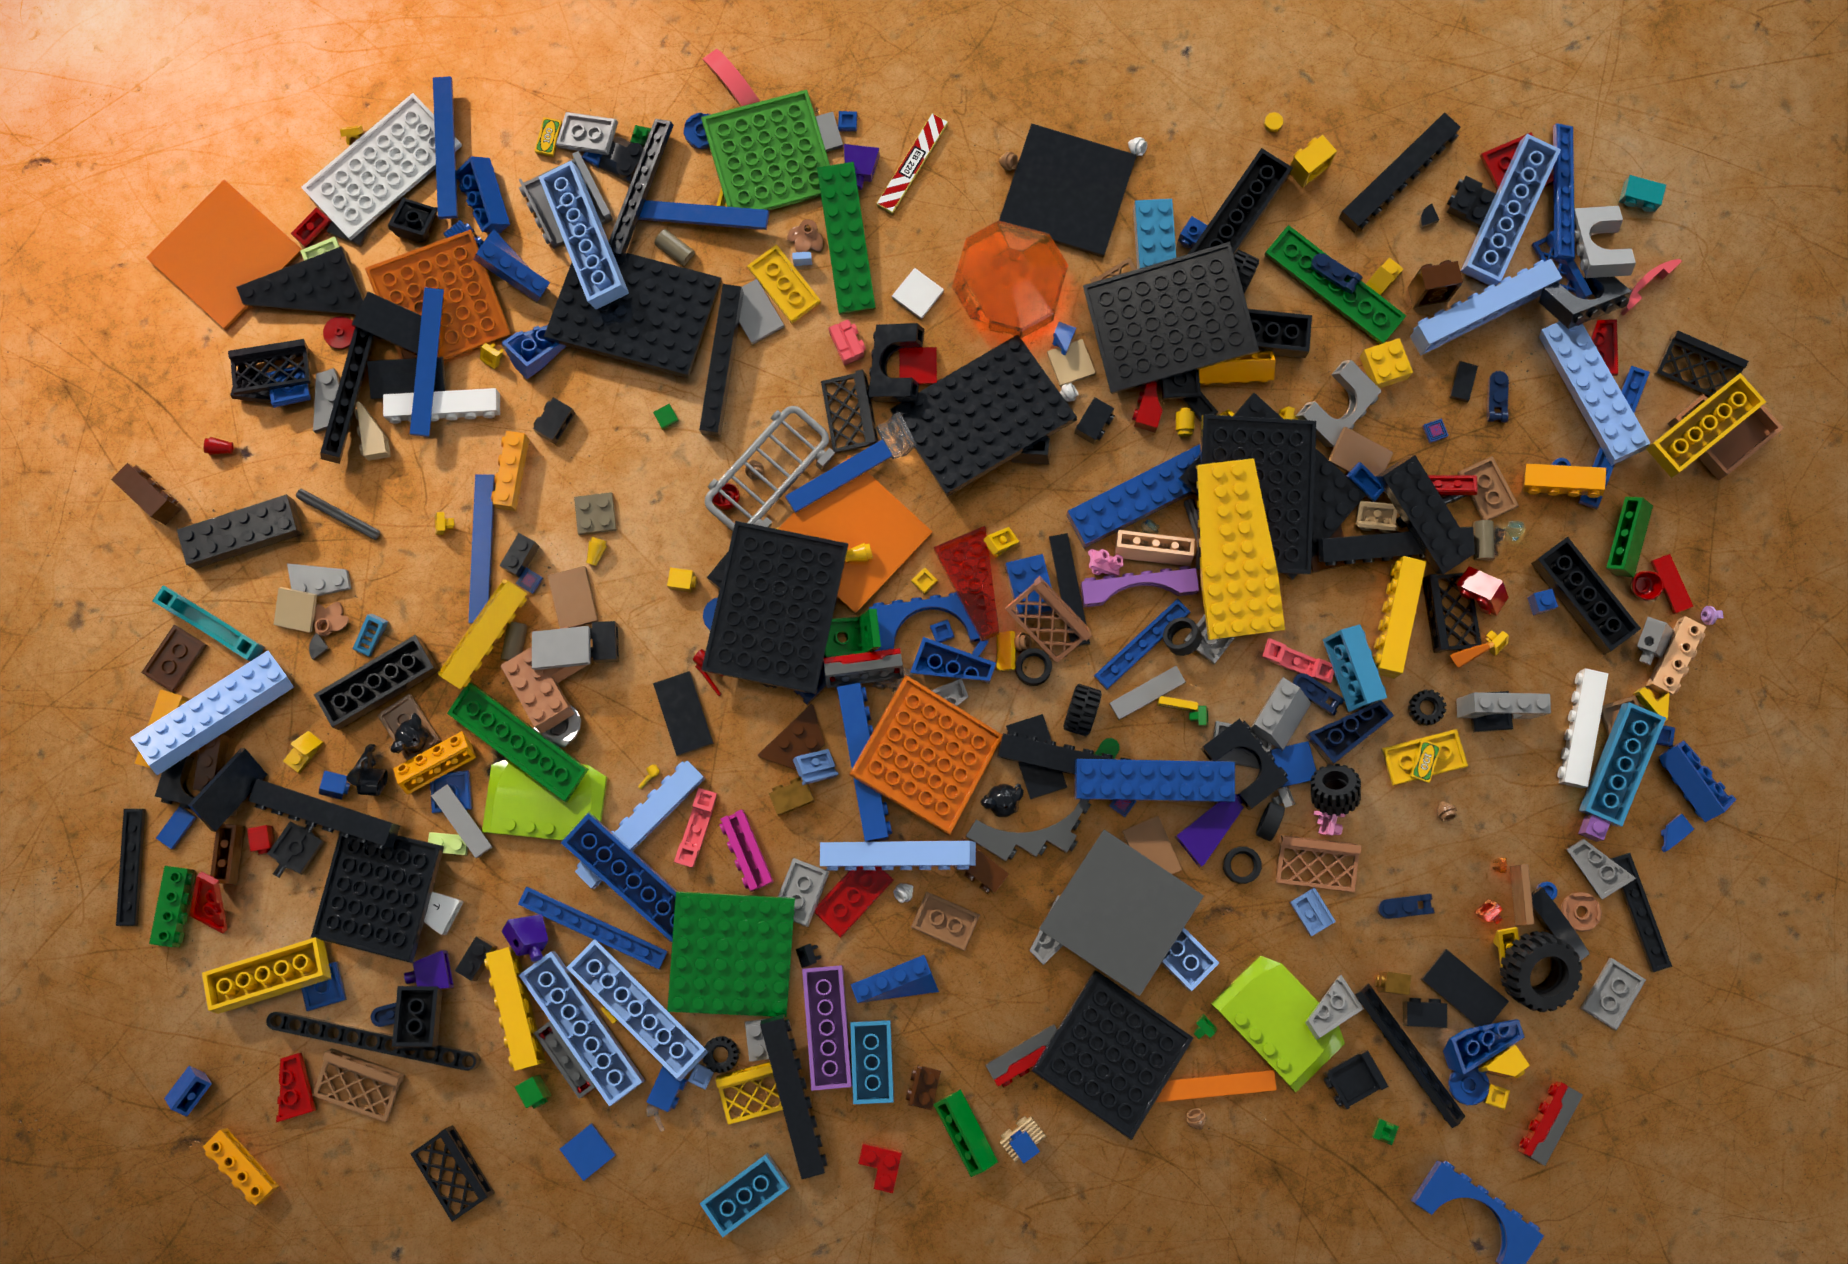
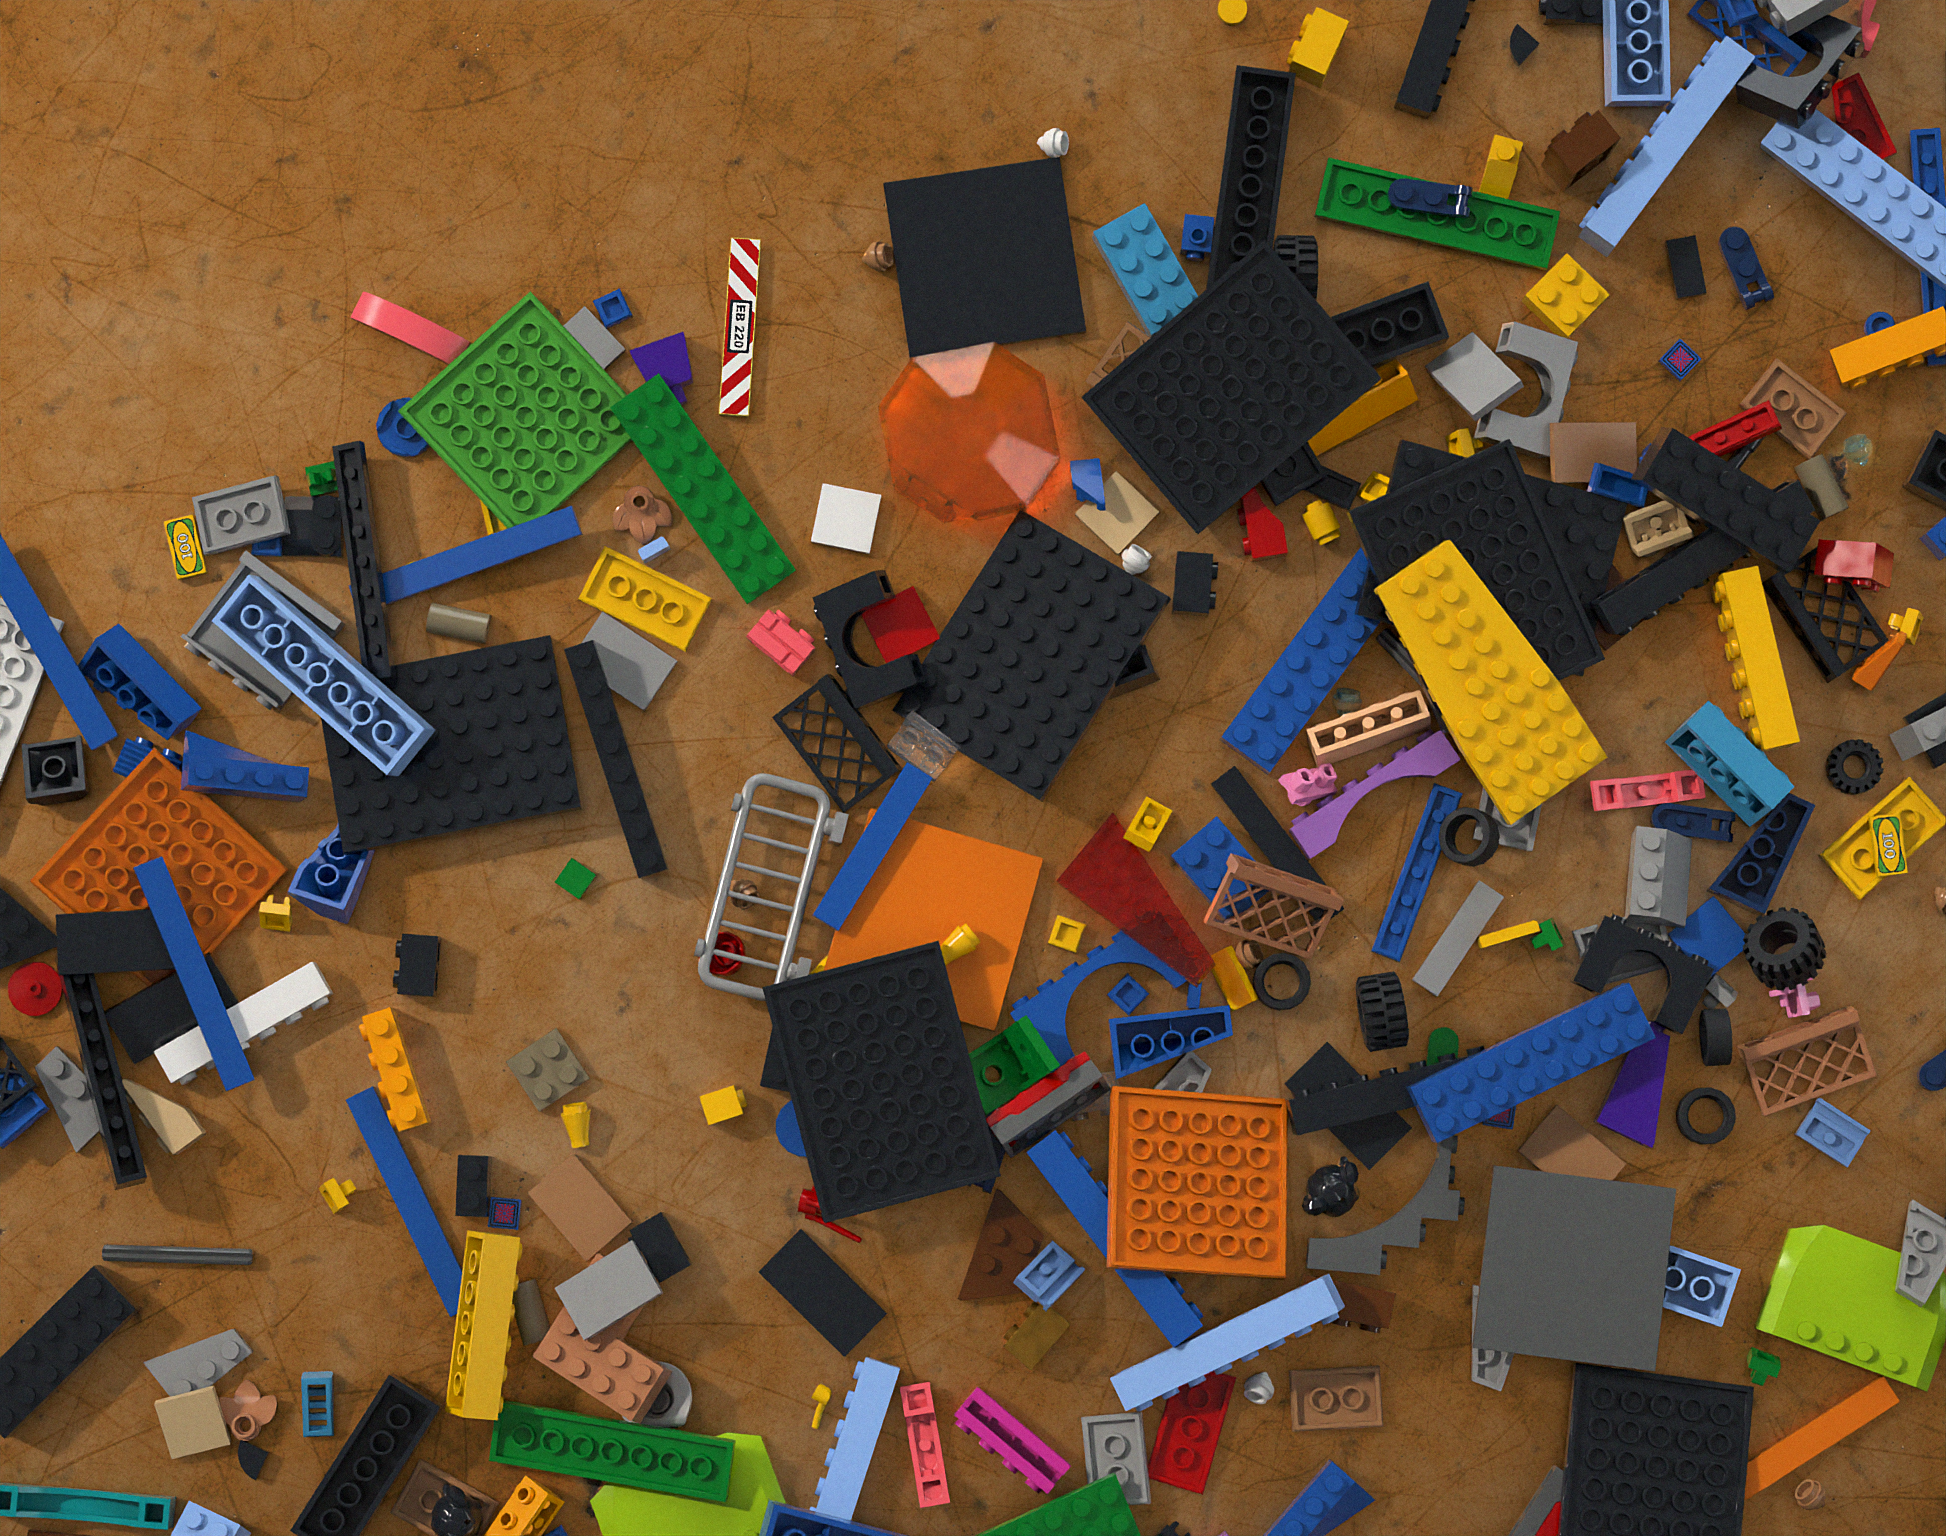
camera: 30 degrees left, 5 degrees up
(1312, 381) = (1474, 376): none -> light grey tile

